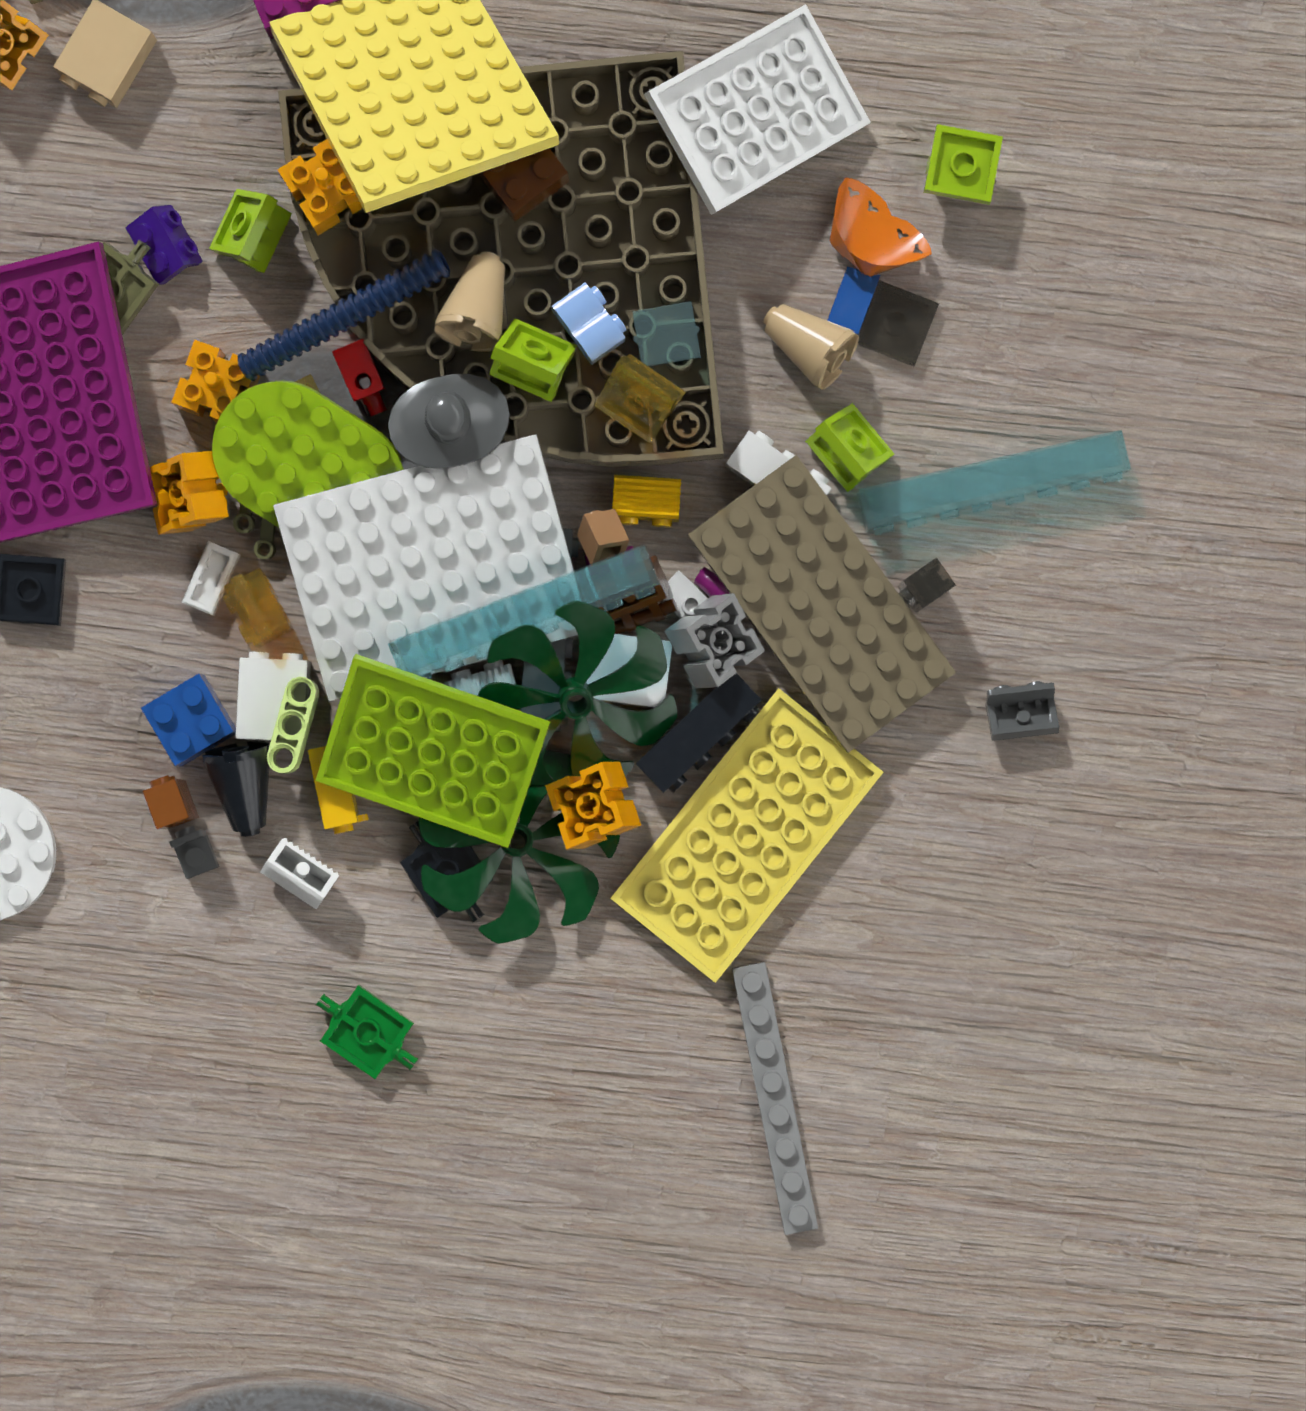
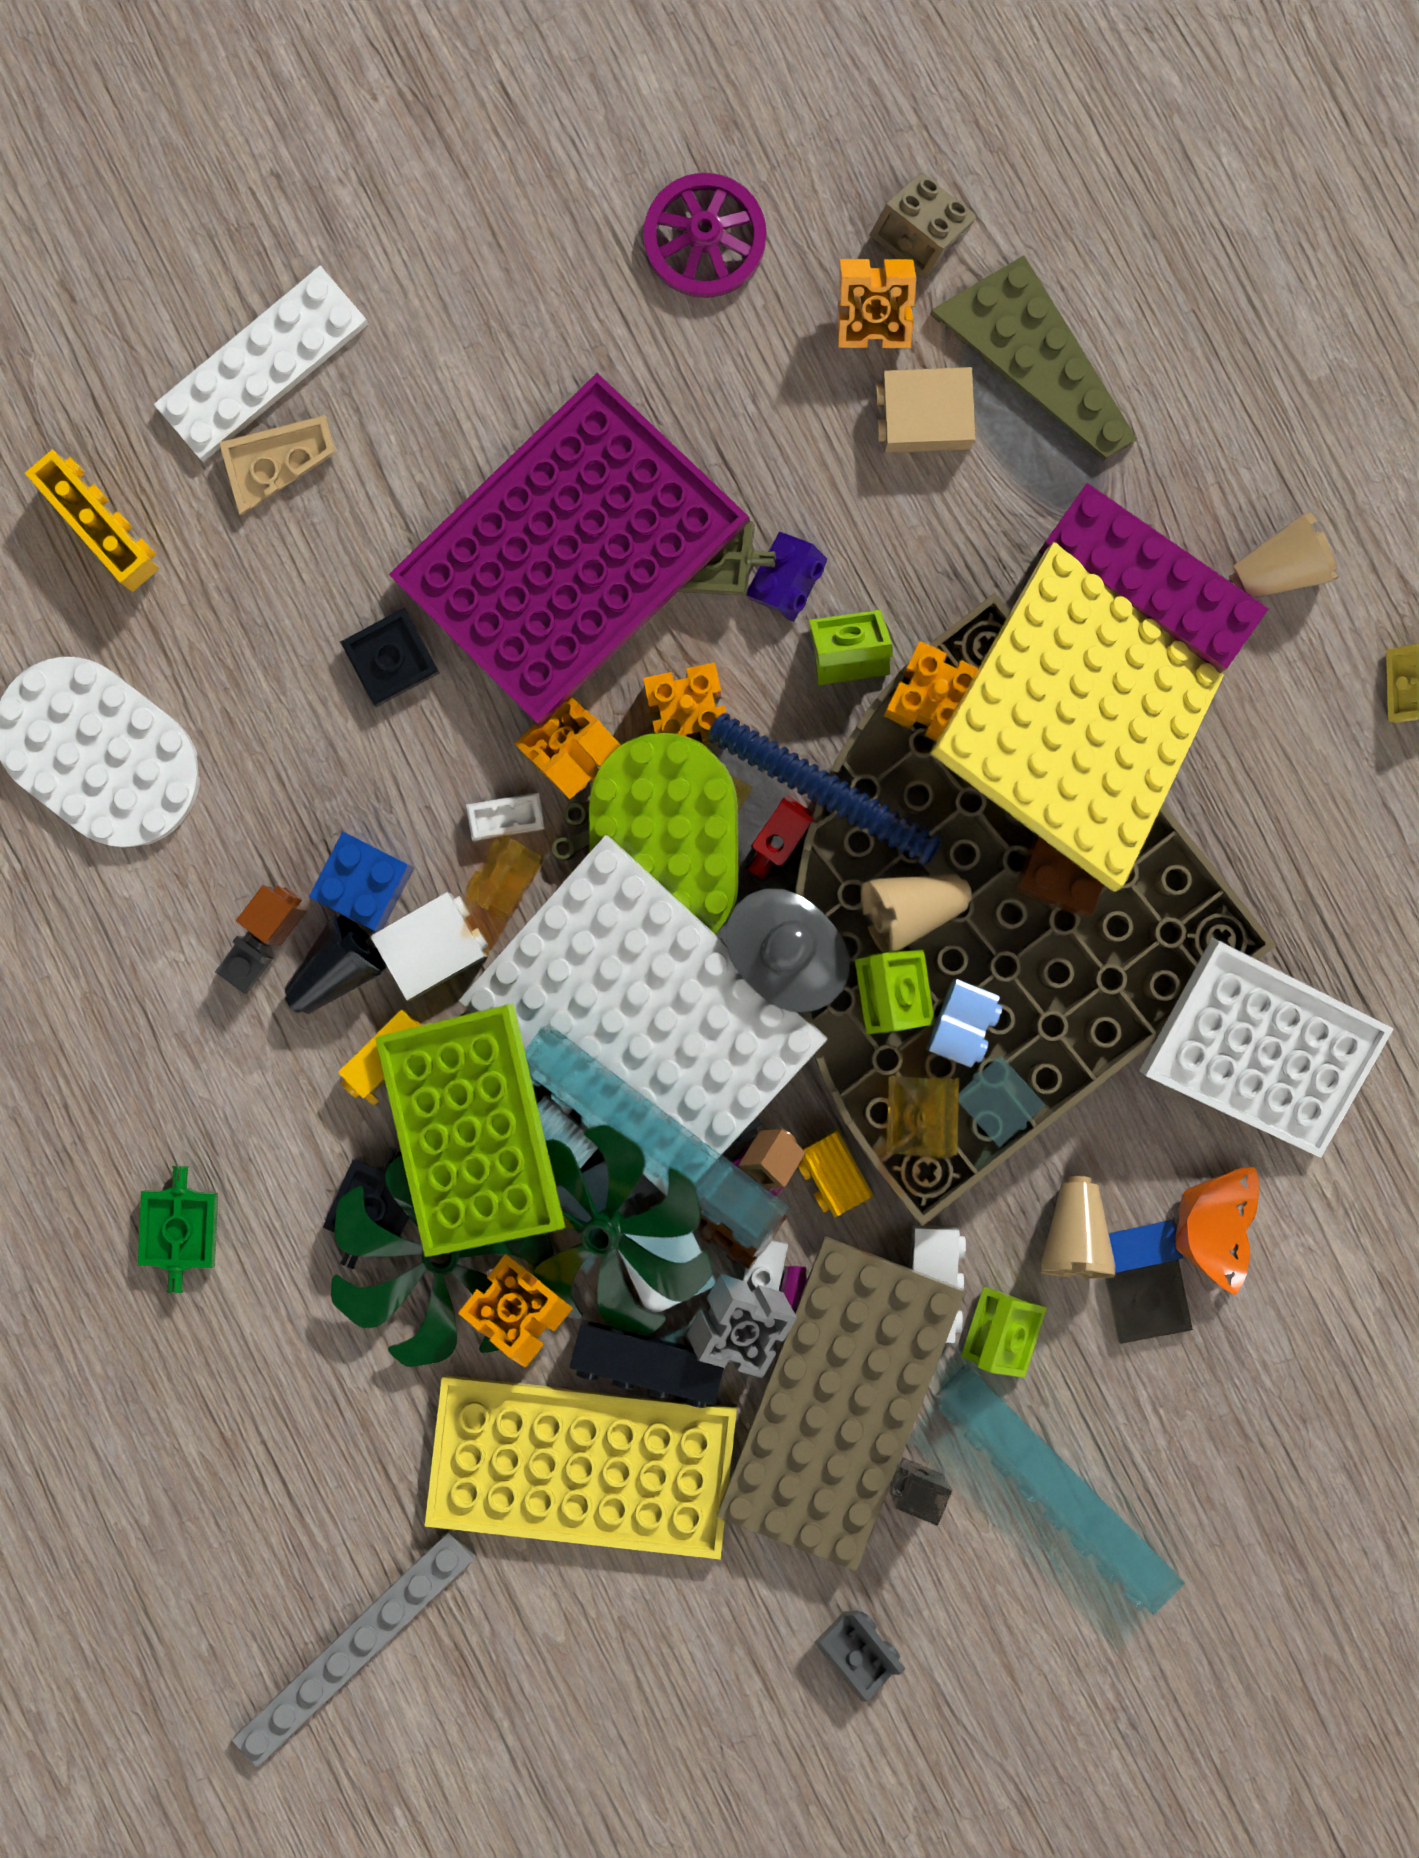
camera: 60 degrees right, 0 degrees up
(289, 708) = (395, 983): yellowish green beam -> none
(299, 873) = (282, 1075): white brick -> none
(963, 164) = (1338, 1273): lime bracket -> none

